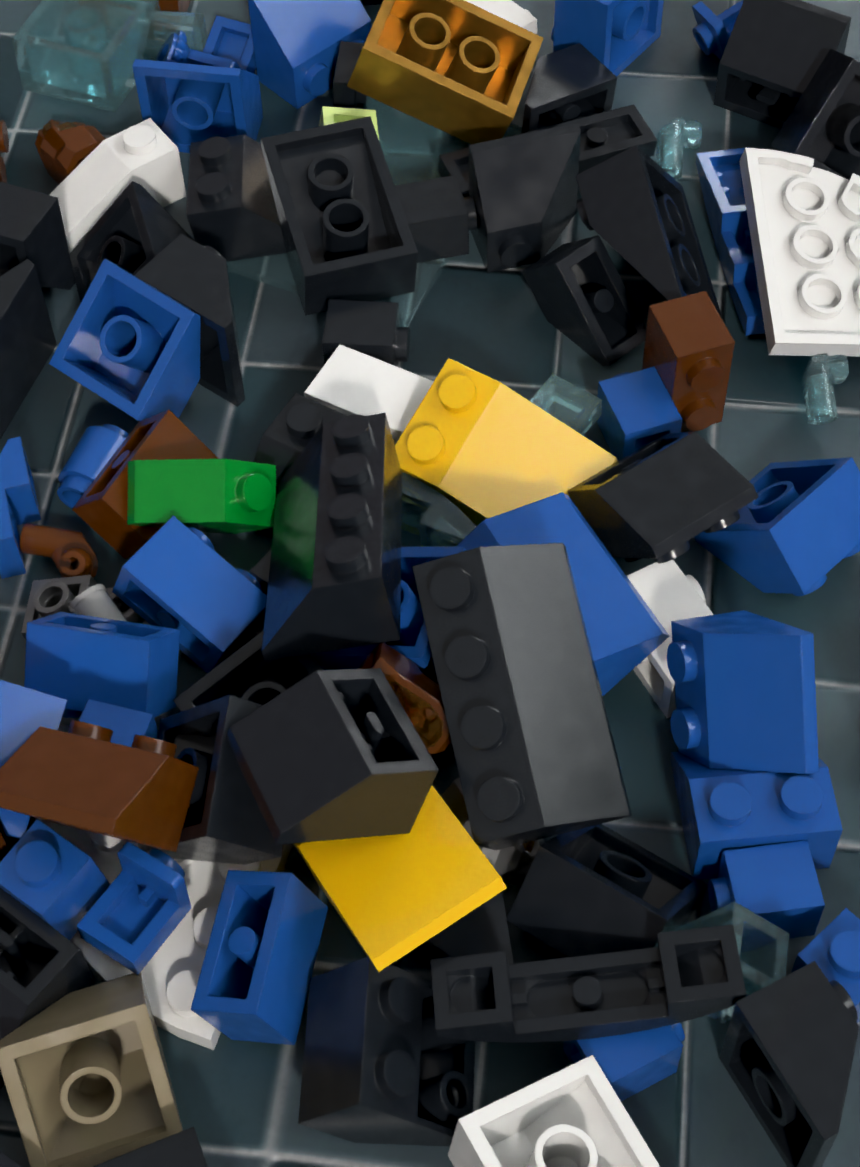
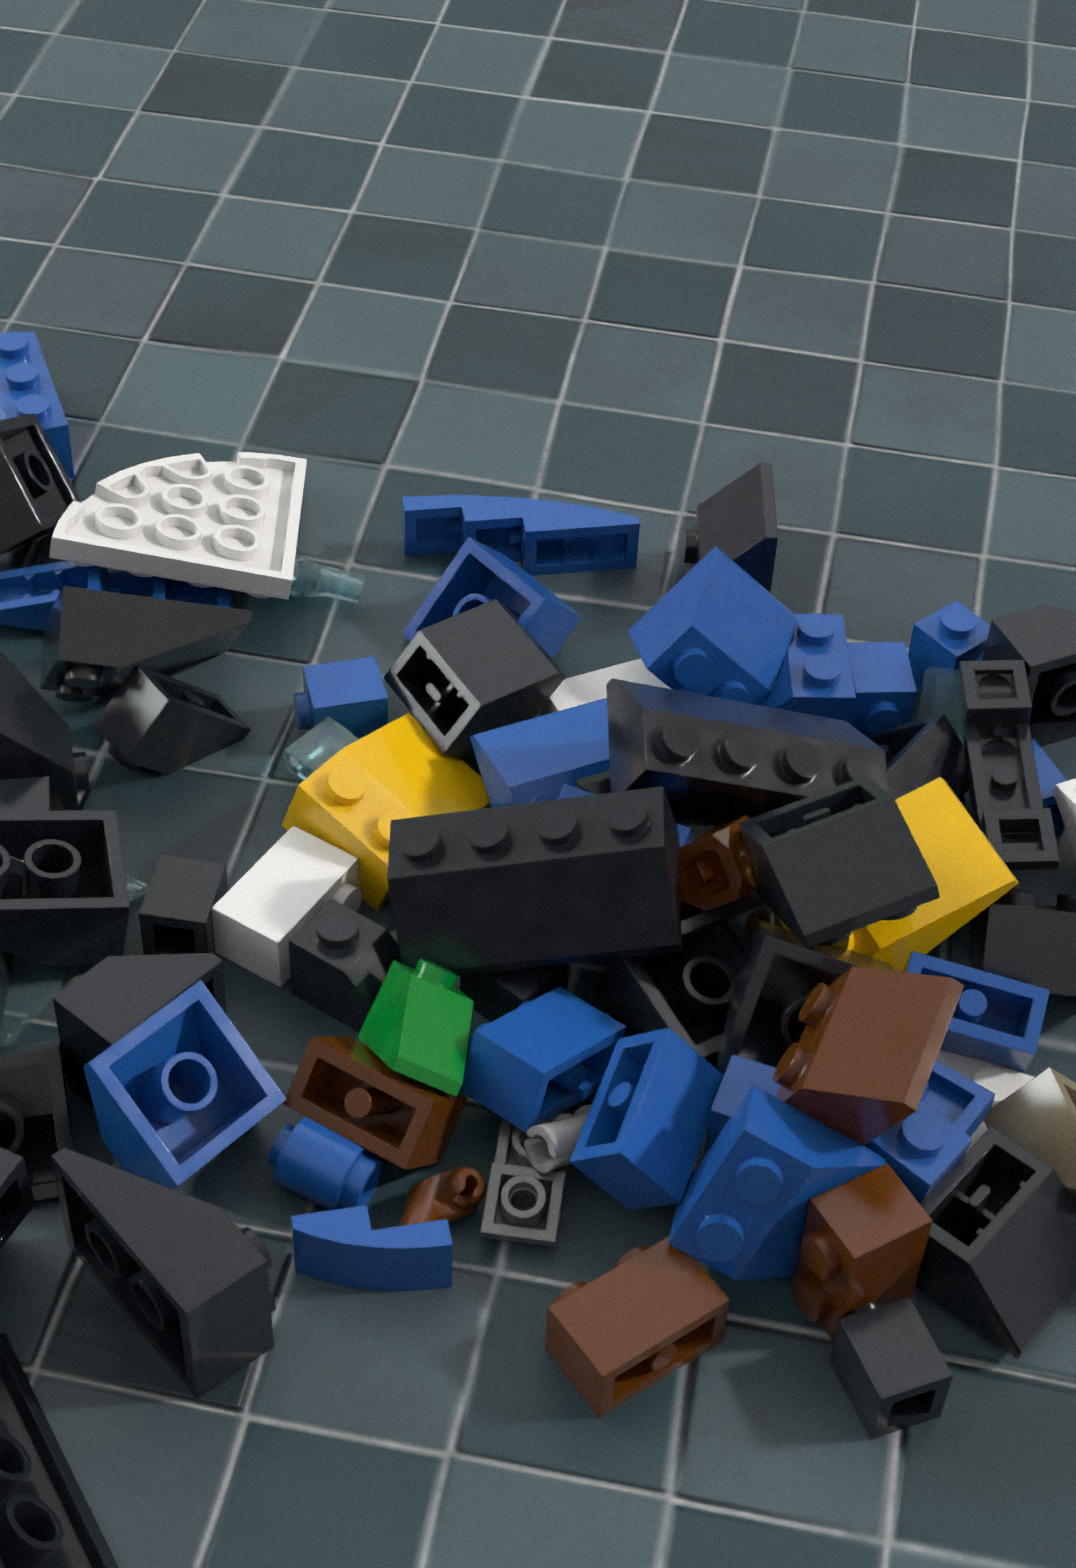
camera: 90 degrees left, 10 degrees down
(691, 356) = (302, 627): reddish brown brick -> none

